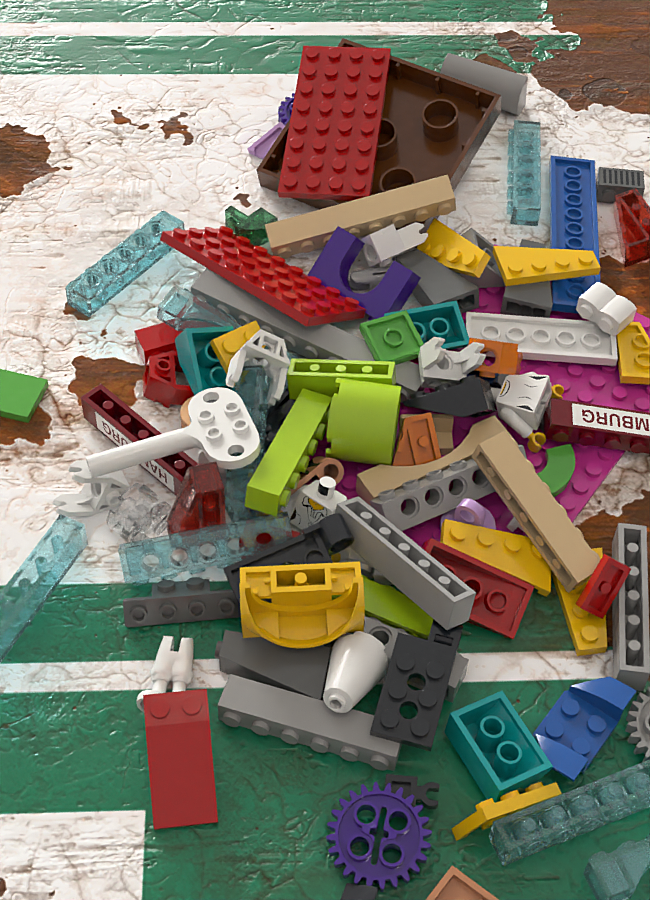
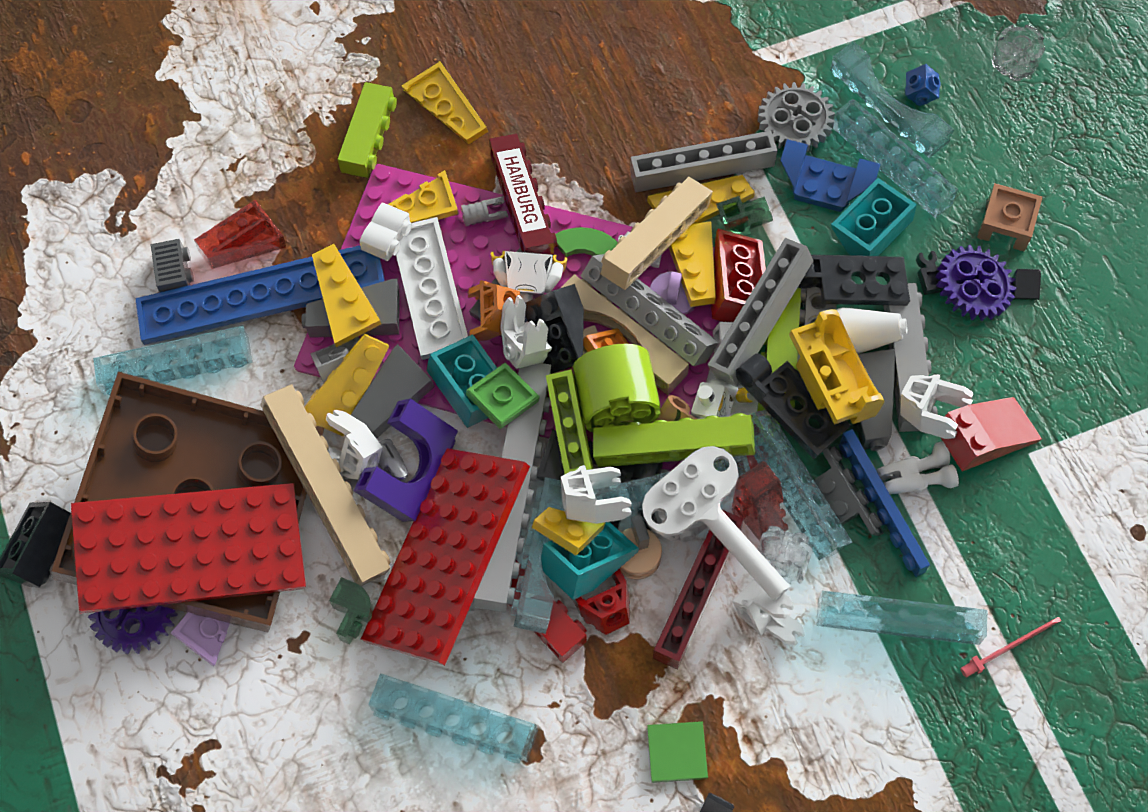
camera: 105 degrees left, 15 degrees up
(149, 631) = (887, 510): none -> blue plate
(224, 671) = (919, 398): none -> white piece
(506, 83) = (37, 434): light grey brick -> none
(510, 803) = (931, 210): yellow wing -> none
(546, 617) = (742, 217): none -> clear green brick
(603, 586) = (711, 179): red plate -> none
(616, 391) = (479, 213): none -> light grey hinge

